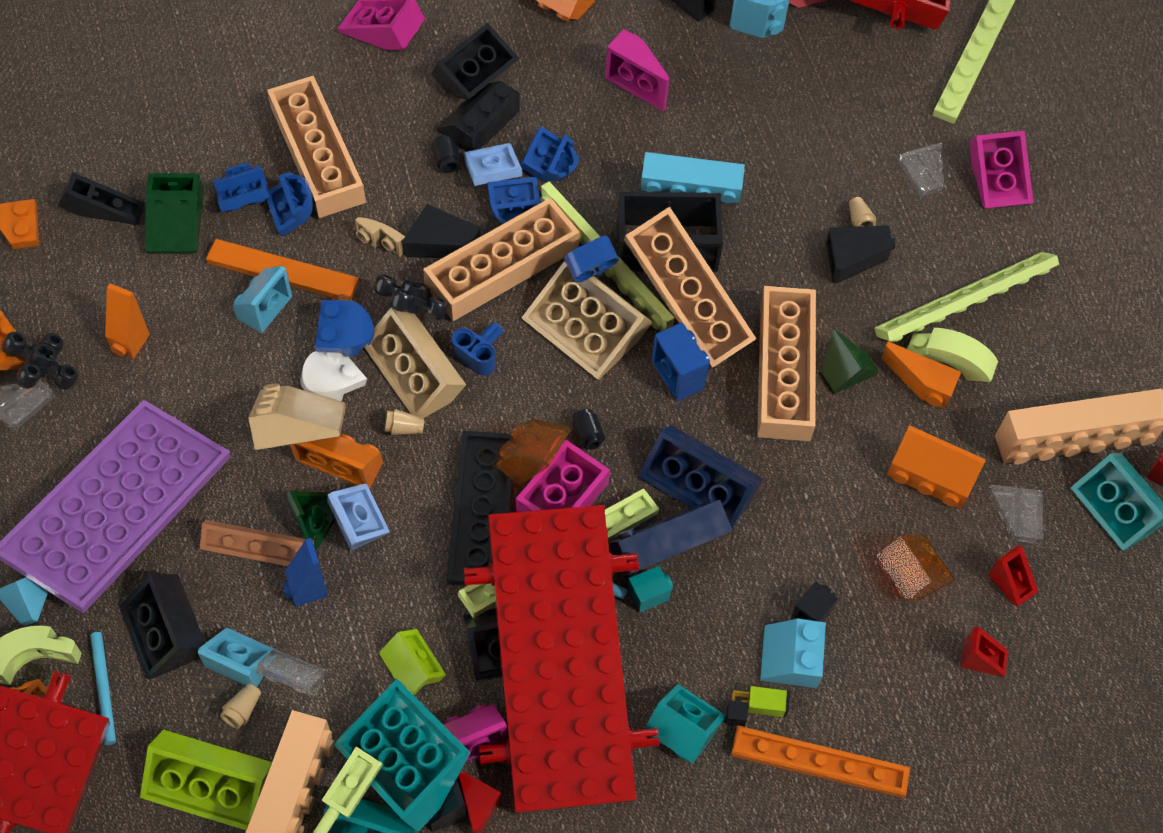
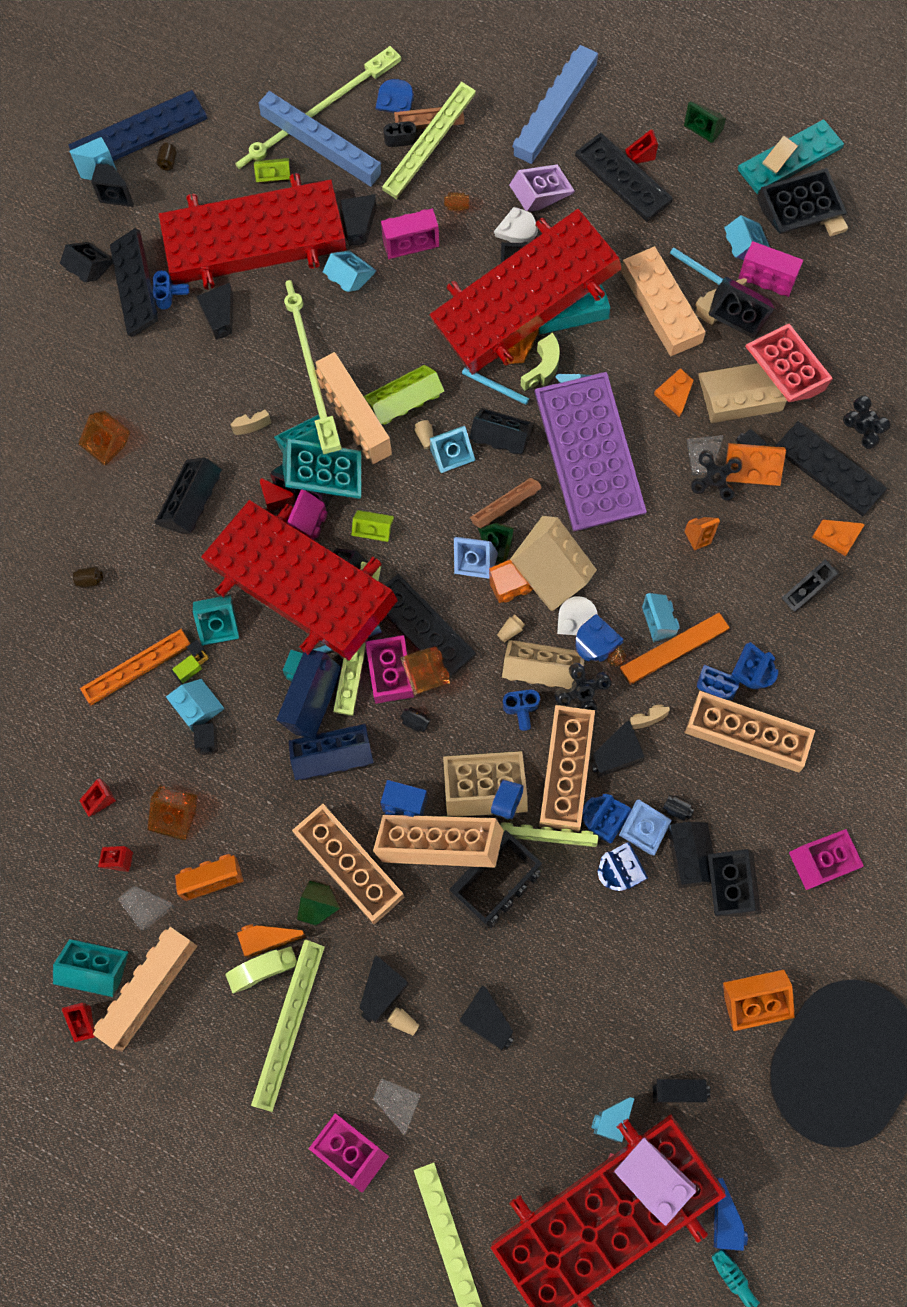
camera: 140 degrees right, 10 degrees up
(173, 212) = (767, 616): dark green slope -> none
(292, 672) = (417, 462): clear bracket -> none
(305, 576) = (459, 507): blue slope -> none
(636, 69) = (643, 982): dark pink slope -> none
(692, 175) = (517, 927): medium azure slope -> none
(789, 156) = (487, 1020): none -> black slope

